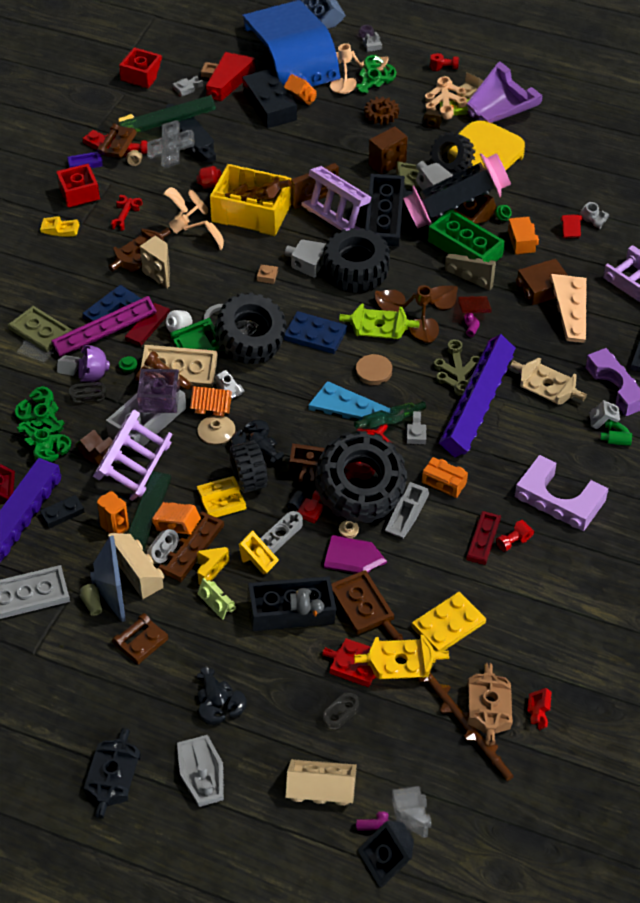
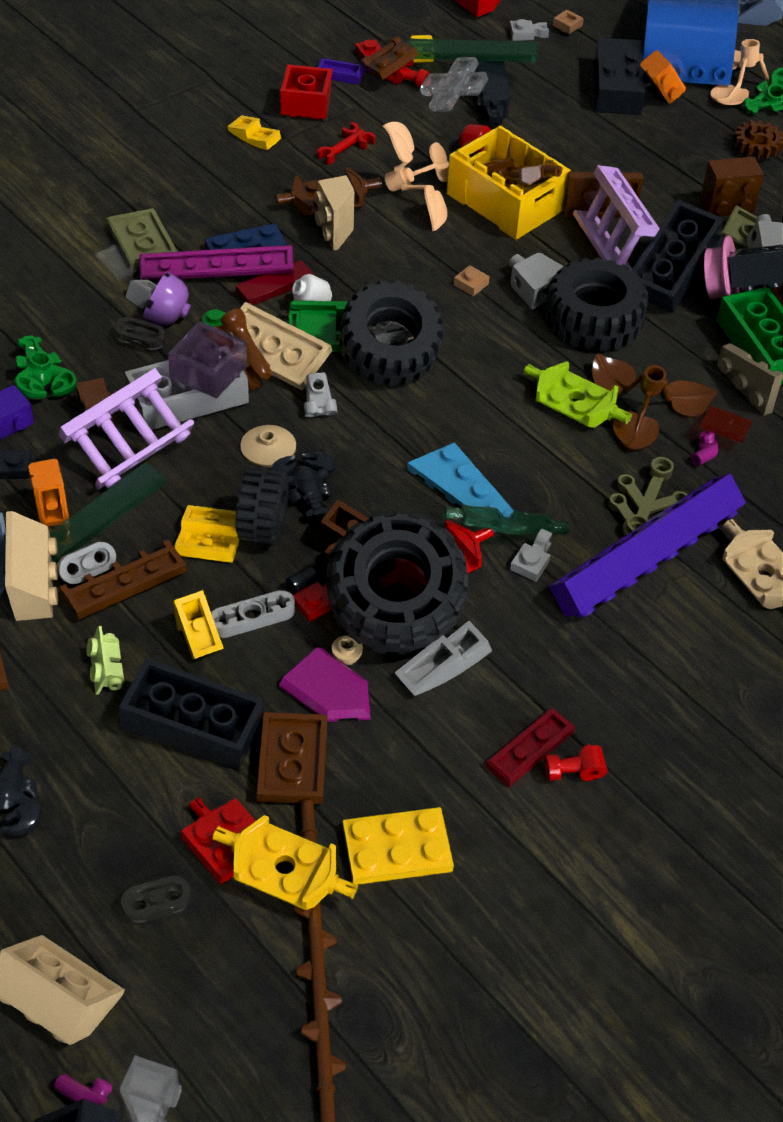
camera: 25 degrees right, 0 degrees up
(42, 412) = (65, 335): green animal -> none
(134, 161) = (398, 90): tan plate -> none
(176, 517) = (126, 532): orange brick -> none
(210, 399) = (282, 404): orange brick -> none
(211, 562) = (134, 613): yellow slope -> none
(229, 75) = (581, 33): red slope -> none
(301, 602) = (192, 719): dark grey animal -> none
(315, 332) = (484, 376): dark blue plate -> none
(374, 369) = (529, 453): medium nougat tile -> none
(444, 477) = (528, 636): orange brick -> none
(485, 714) = (367, 1019): medium nougat plate -> none
(538, 704) = (444, 1035): red plate -> none
(575, 511) = (691, 771): lavender arch -> none

